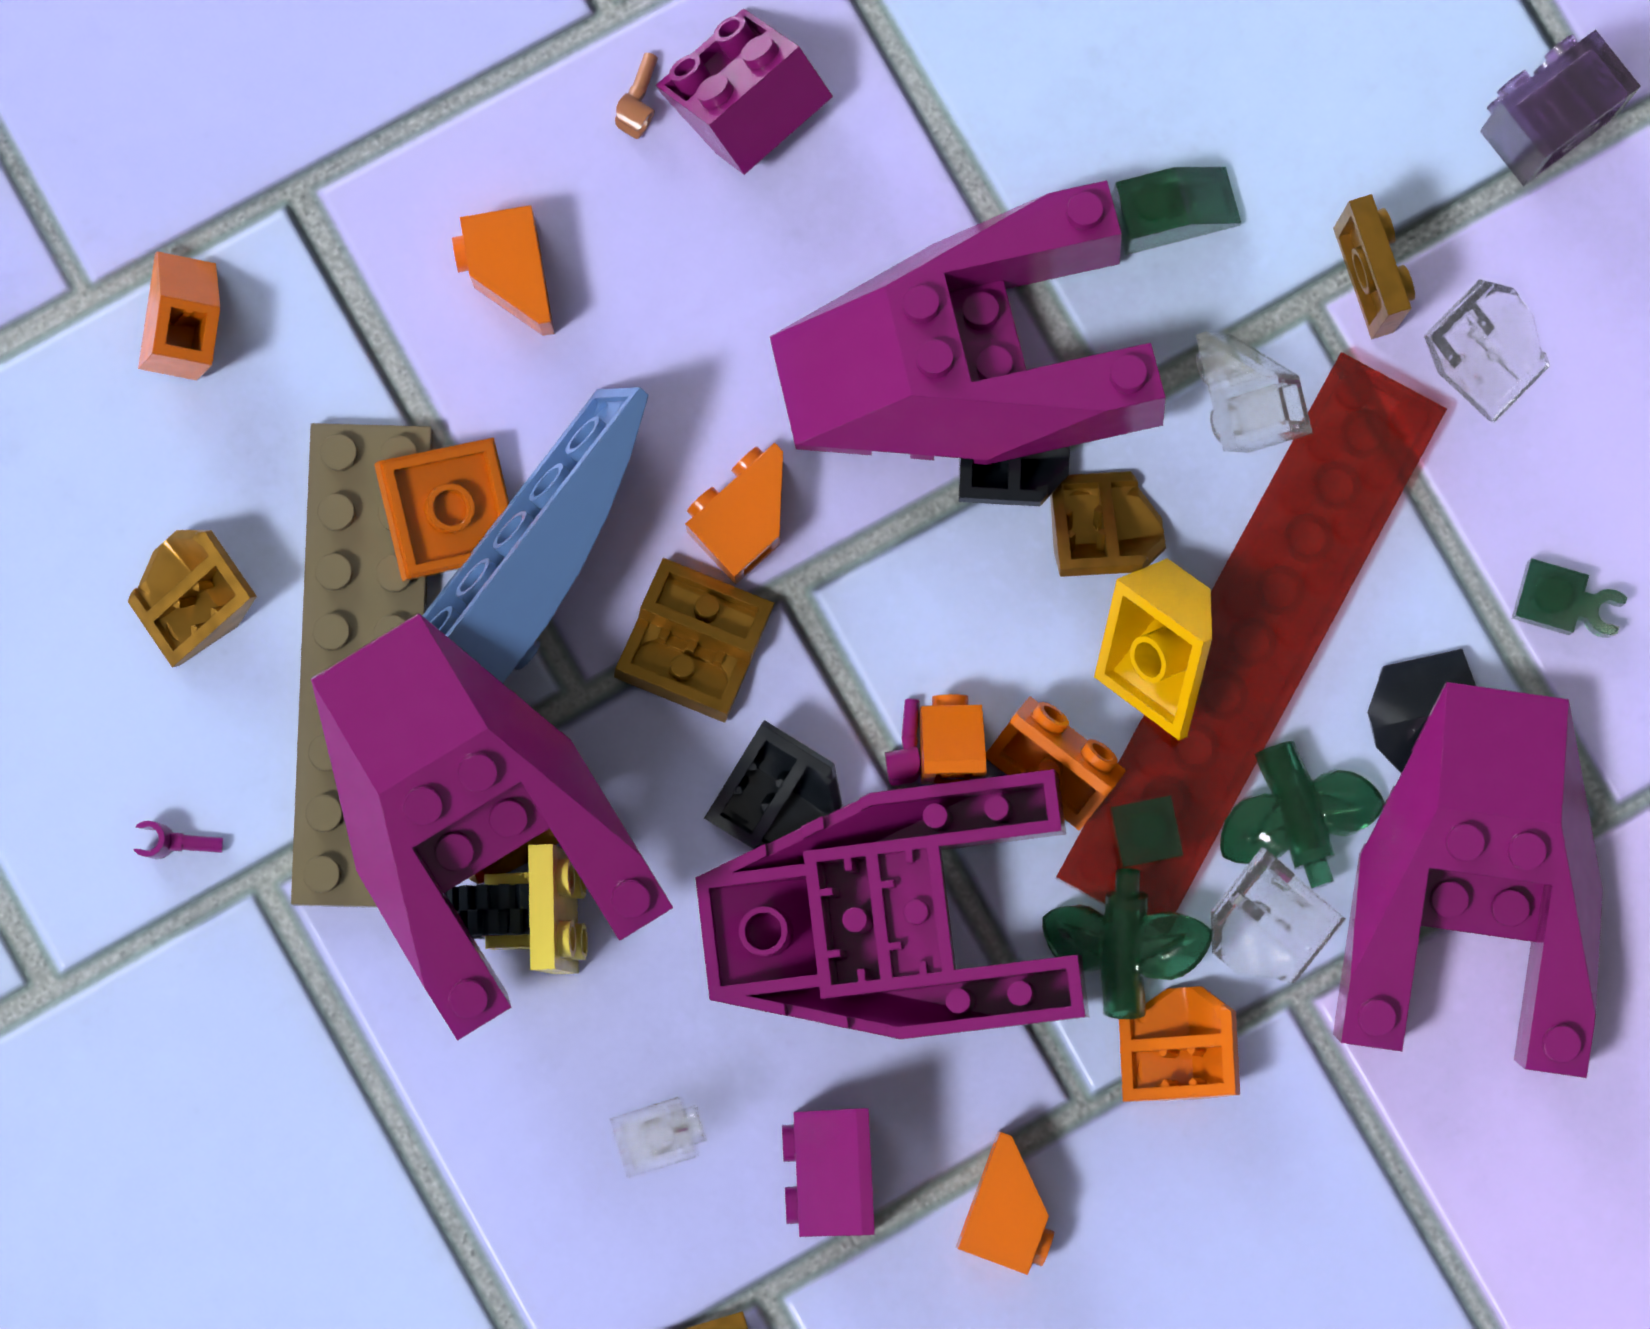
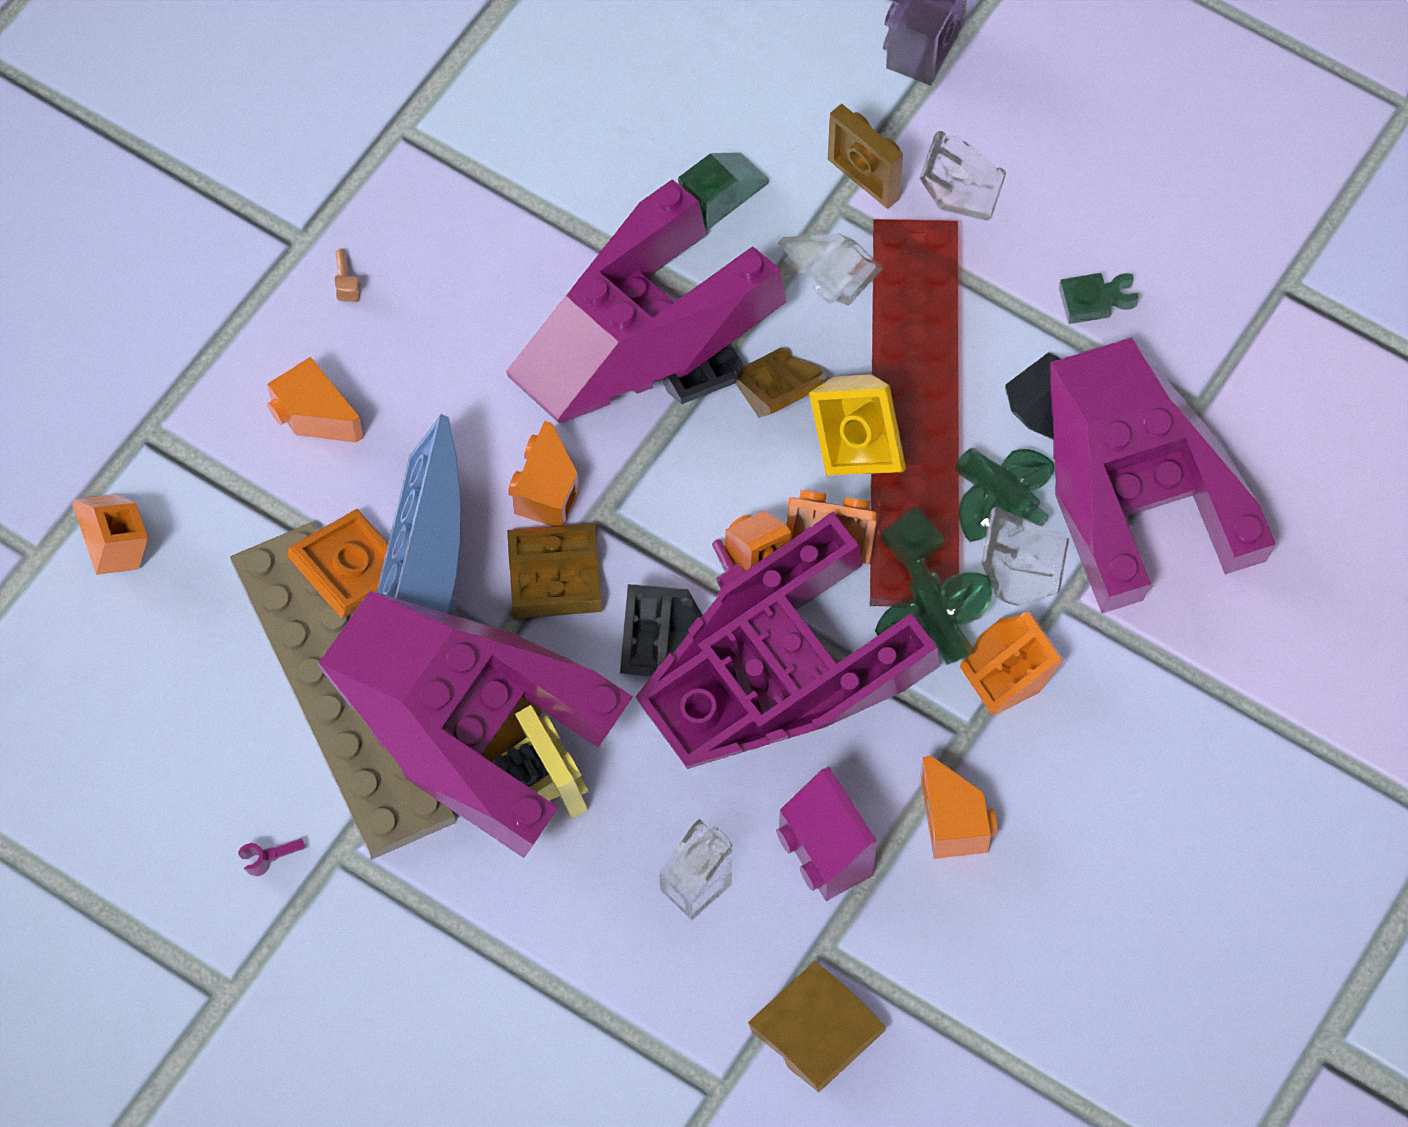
camera: 25 degrees left, 20 degrees down
(190, 594) = (203, 693): pearl gold slope -> none
(744, 89) = (412, 238): magenta slope -> none

